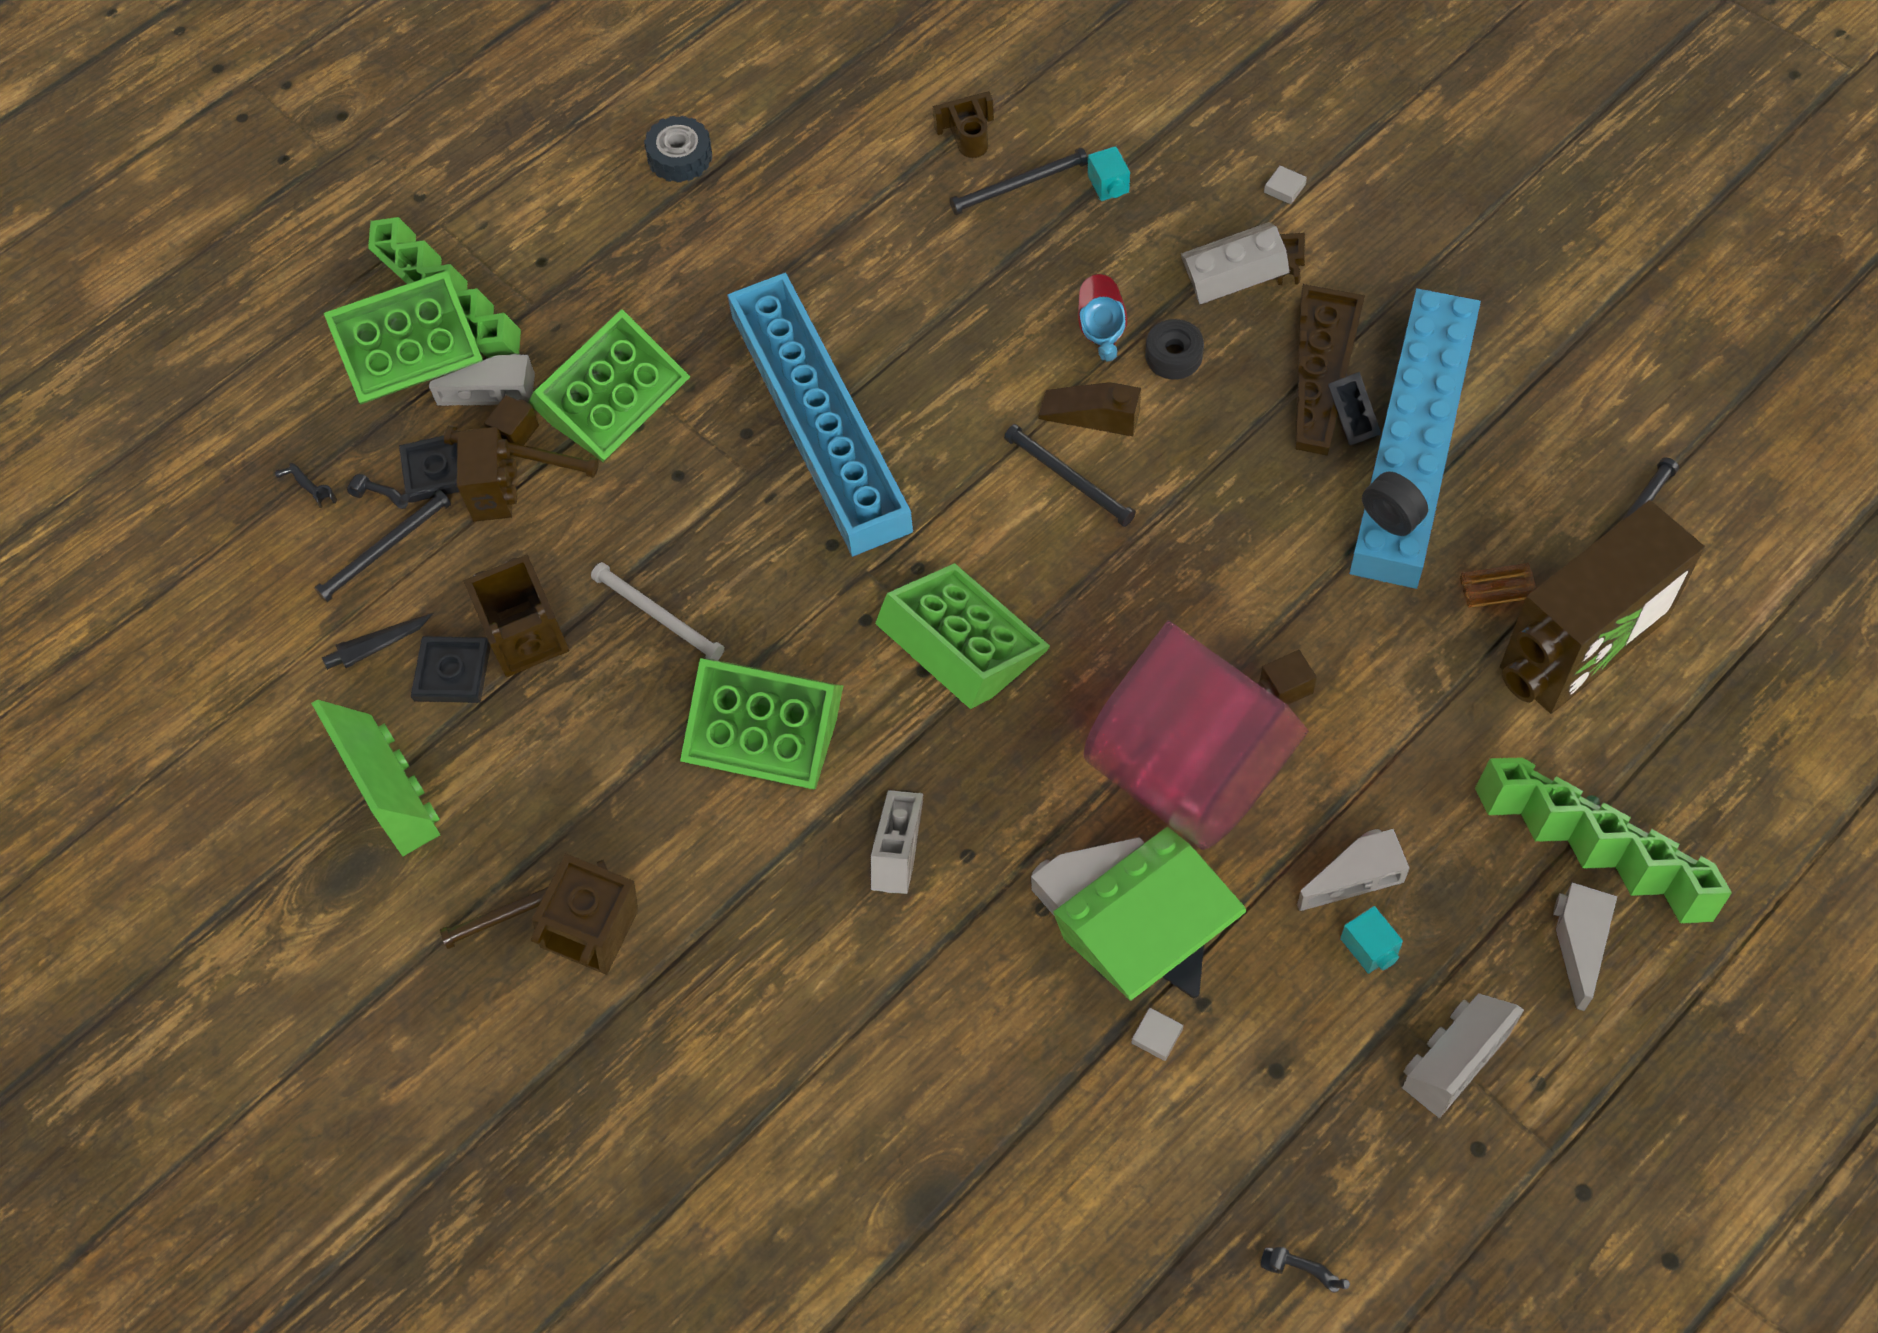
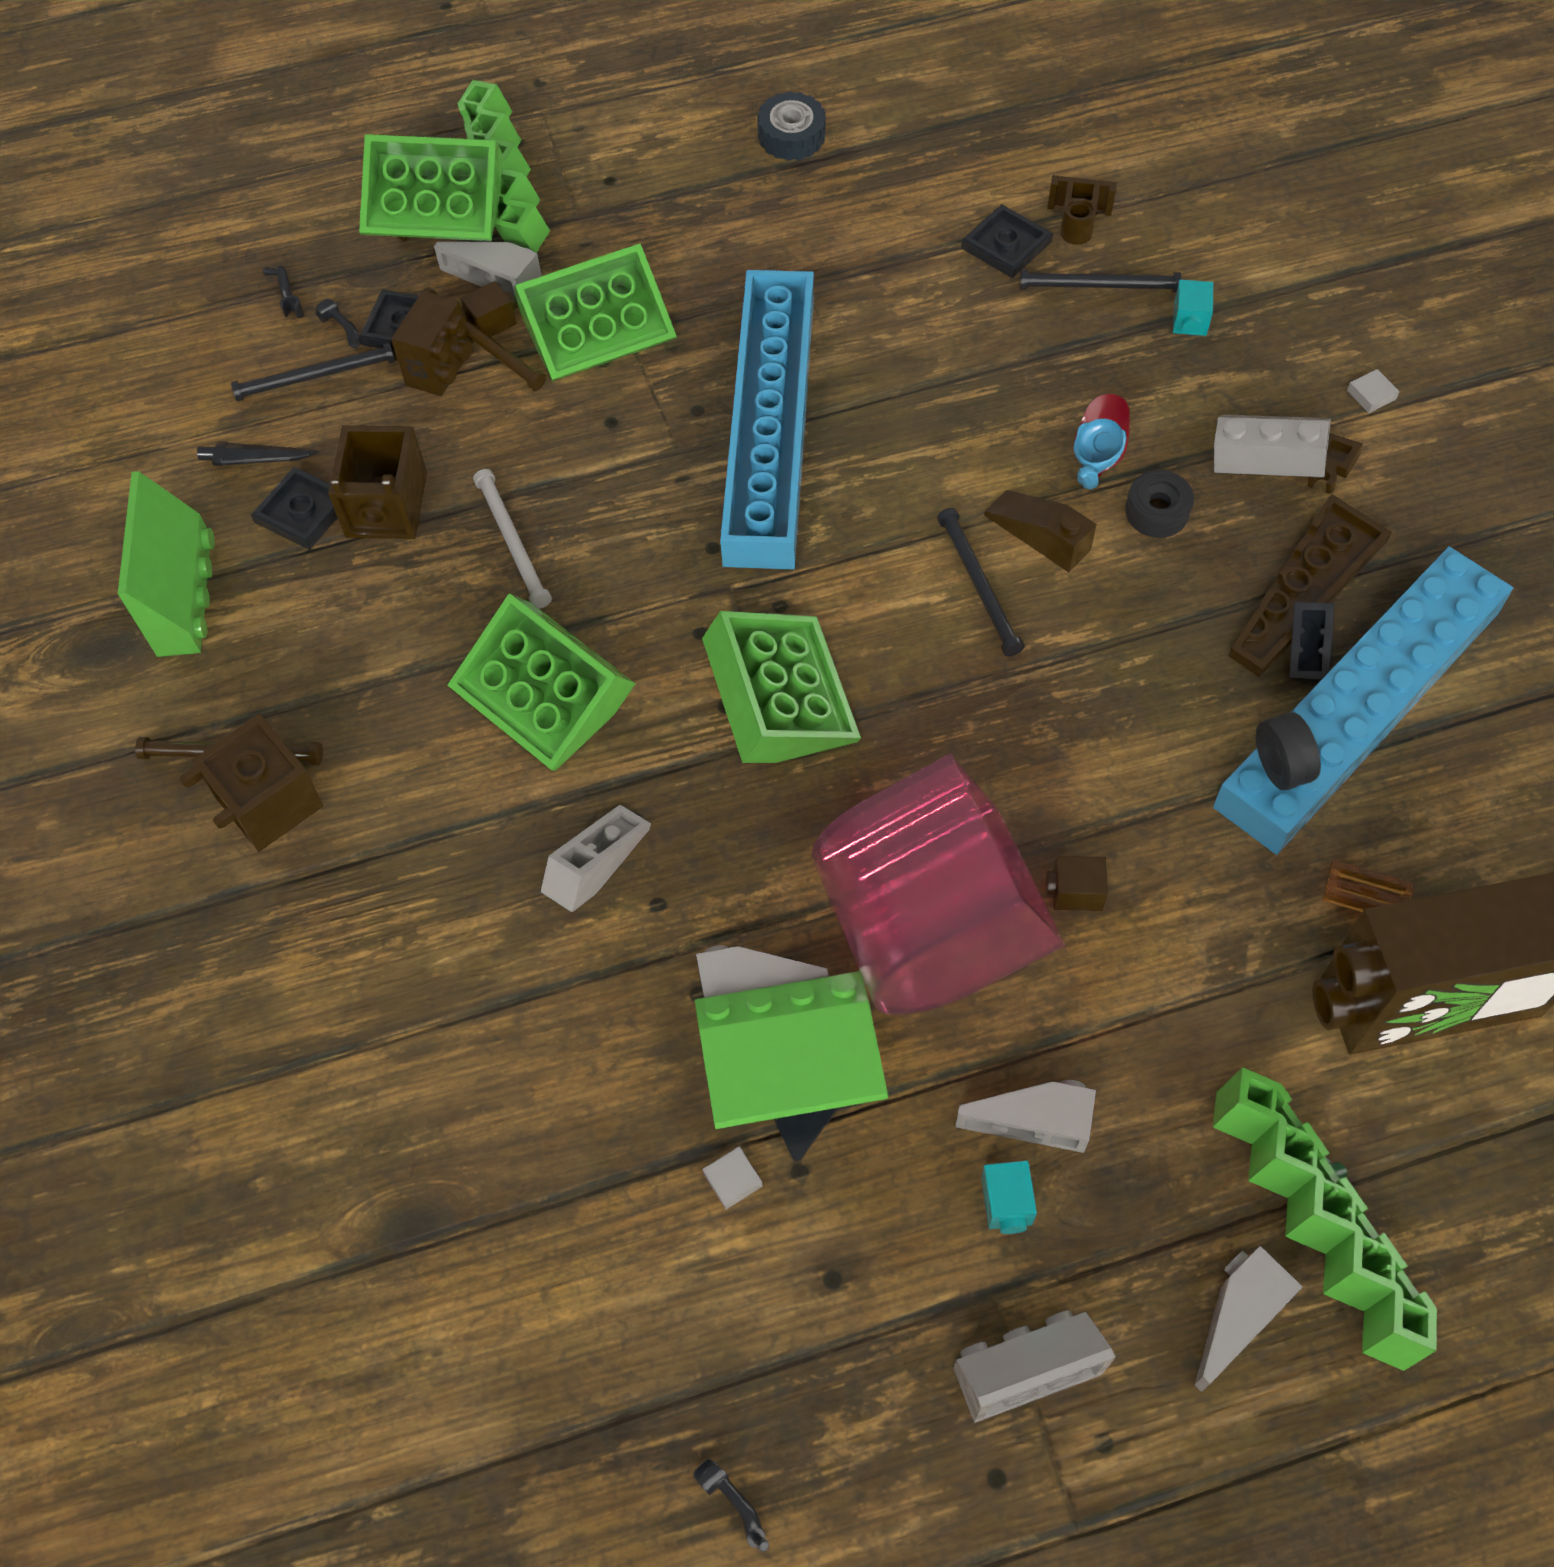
camera: 25 degrees right, 0 degrees up
(921, 177) = (1006, 241): none -> black tile

